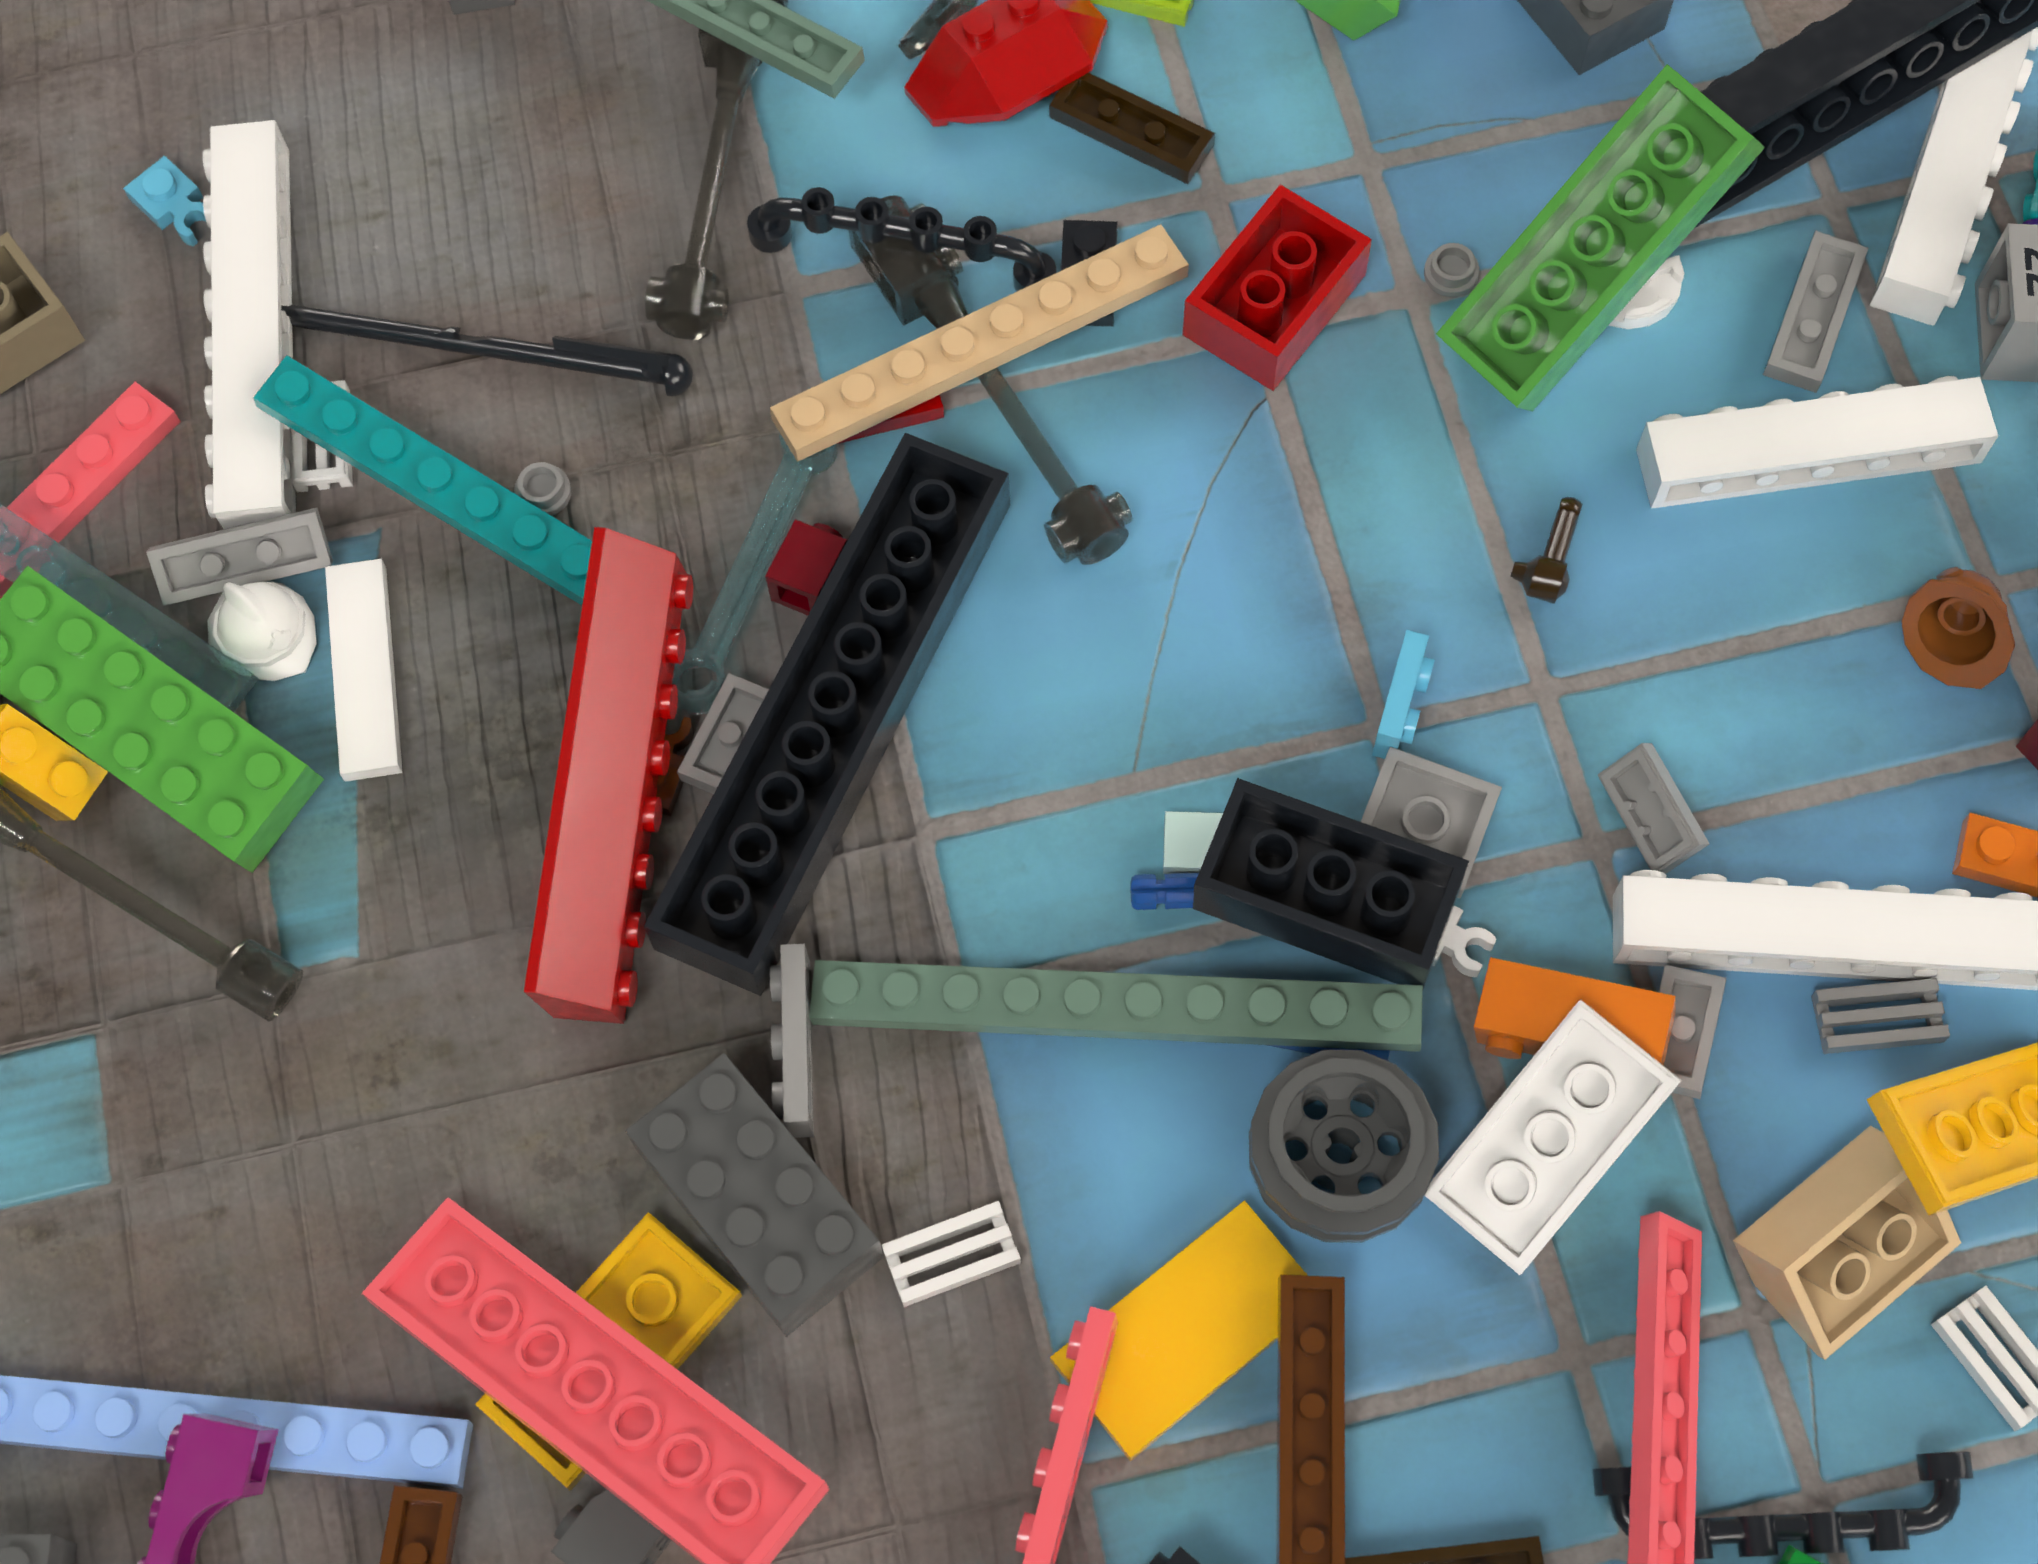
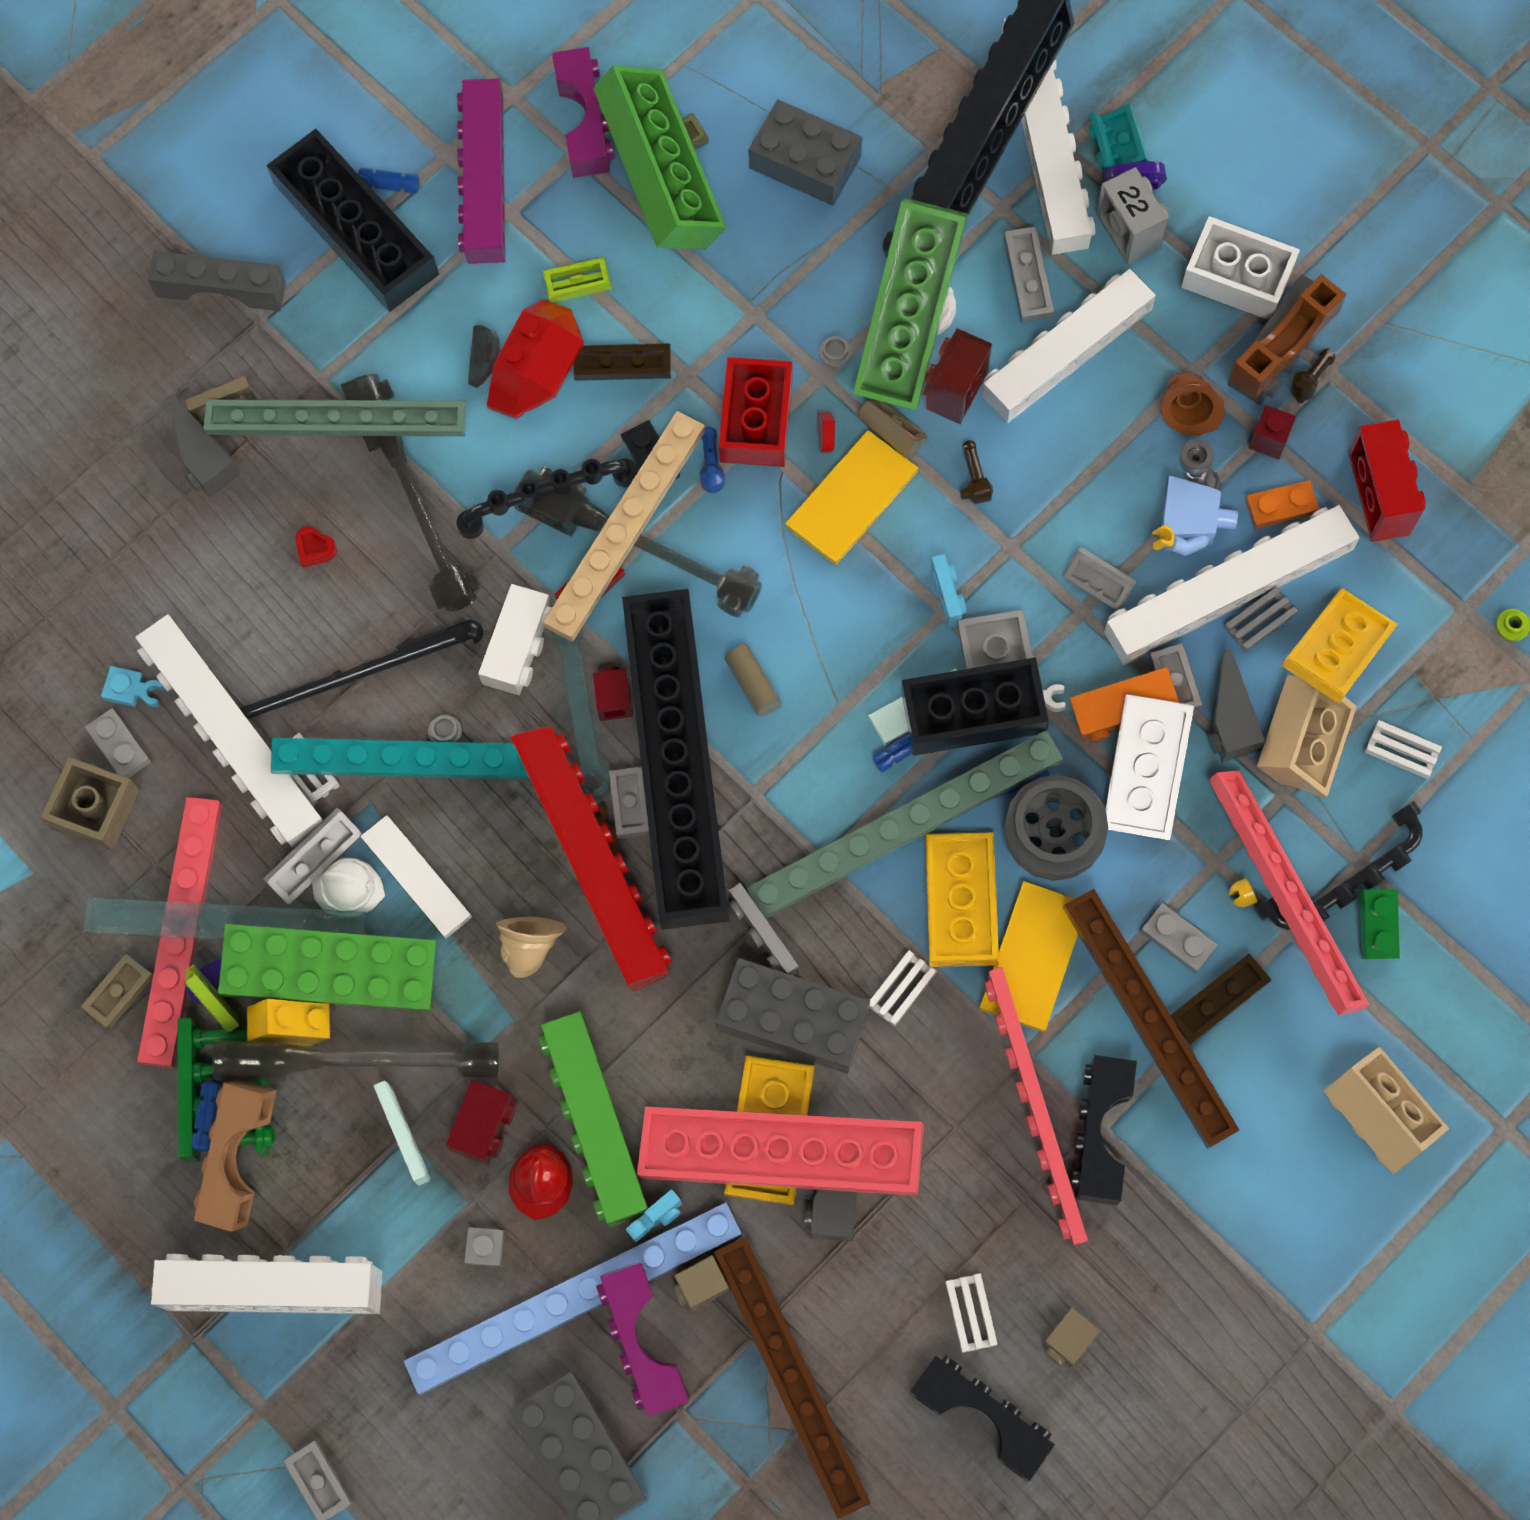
camera: 30 degrees left, 5 degrees up
(81, 1021) = (402, 1133): none -> light aqua tile
(81, 1264) = (484, 1247): none -> light grey plate
(101, 264) = (117, 744): none -> light grey plate
(199, 1074) = (481, 1122): none -> dark red brick
(229, 1216) = (540, 1181): none -> red piece
(340, 1523) = (700, 1284): none -> dark tan brick
(360, 1173) = (594, 1119): none -> bright green brick
(362, 1373) = (662, 1211): none -> medium azure plate
(444, 850) = (527, 942): none -> tan piece
(541, 149) = (314, 547): none -> red tile
(720, 418) = (515, 640): none -> white brick
(1026, 664) = (752, 680): none -> dark tan brick
(1129, 1173) = (961, 900): none -> yellow tile
(1158, 344) = (711, 475): none -> blue piece
(1345, 486) = (851, 497): none -> yellow tile
(1364, 373) = (826, 431): none -> red tile
(1440, 1442) = (1179, 938): none -> light grey plate
(1469, 418) = (892, 427): none -> dark tan brick
(1593, 1434) = (1245, 892): none -> yellow hinge
(1612, 390) = (957, 375): none -> clear red brick
(1738, 1152) = (1234, 722): none -> dark grey slope
(1870, 779) = (1192, 505): none -> light blue torso

